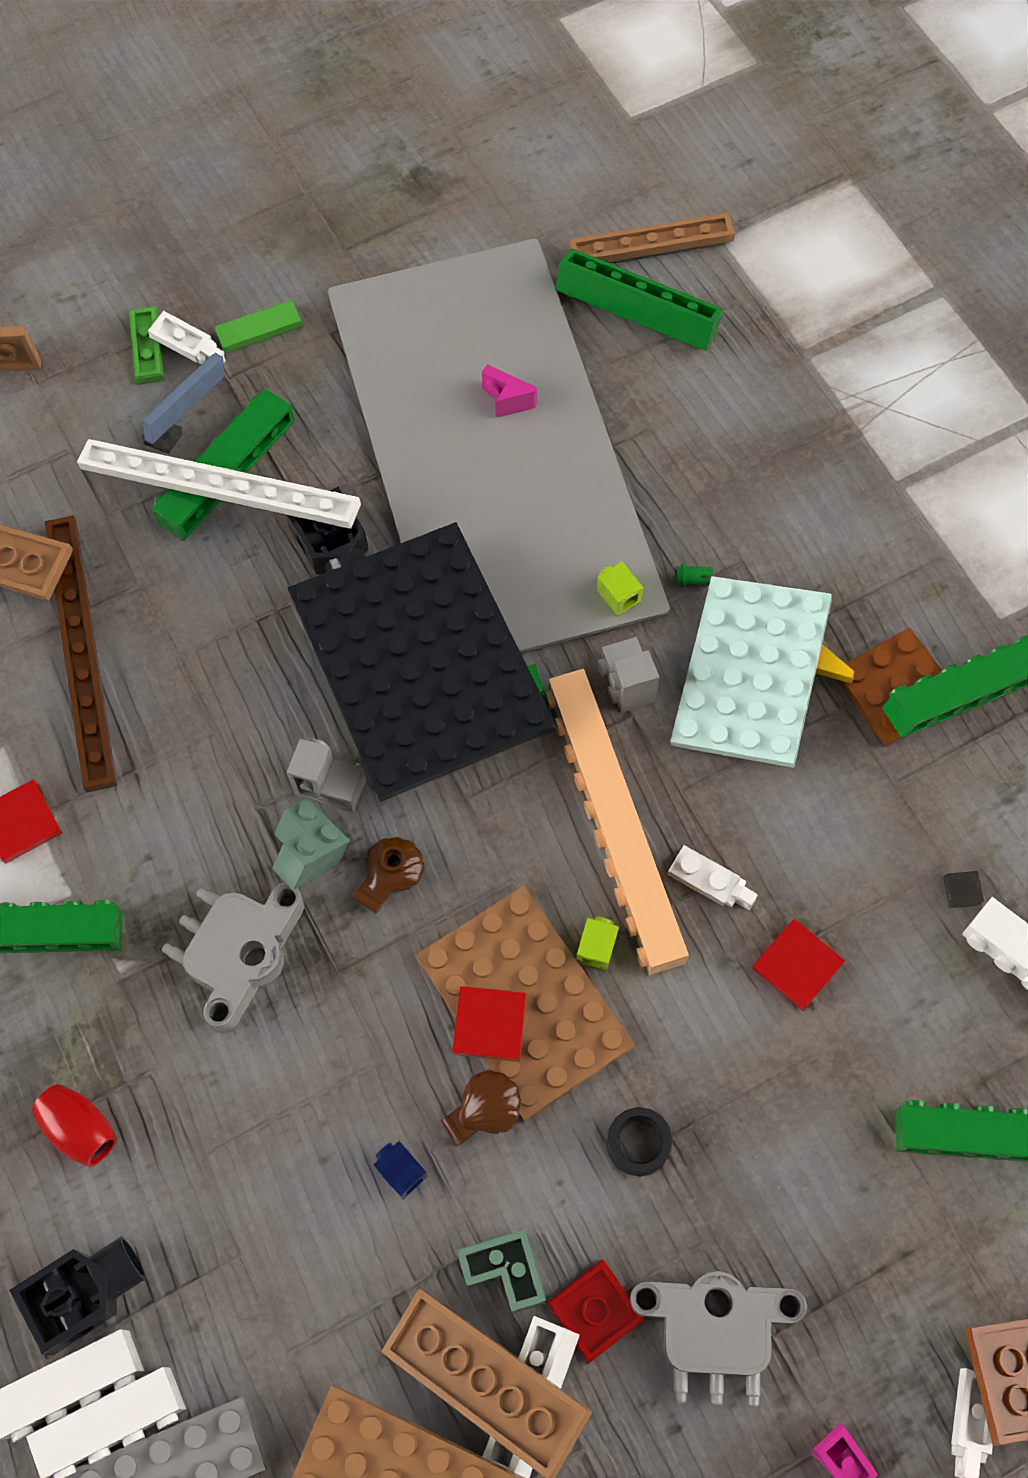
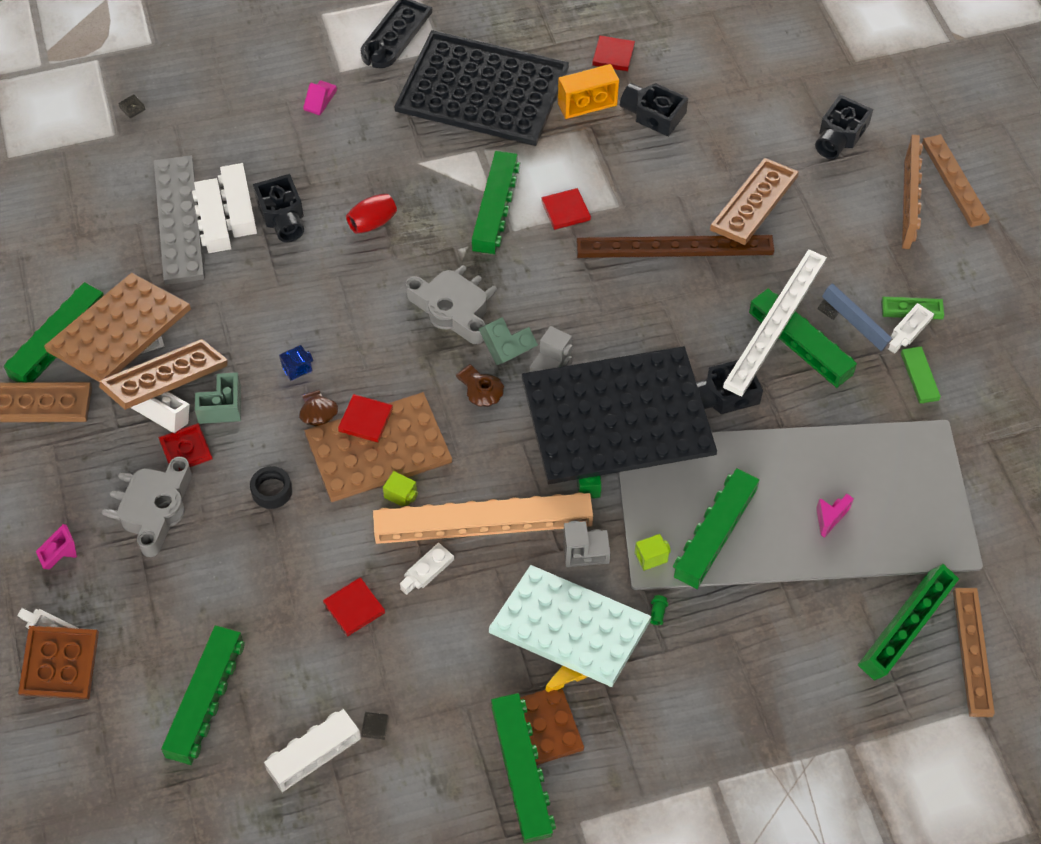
camera: 100 degrees right, 10 degrees down
(562, 518) = (716, 528): none -> green brick

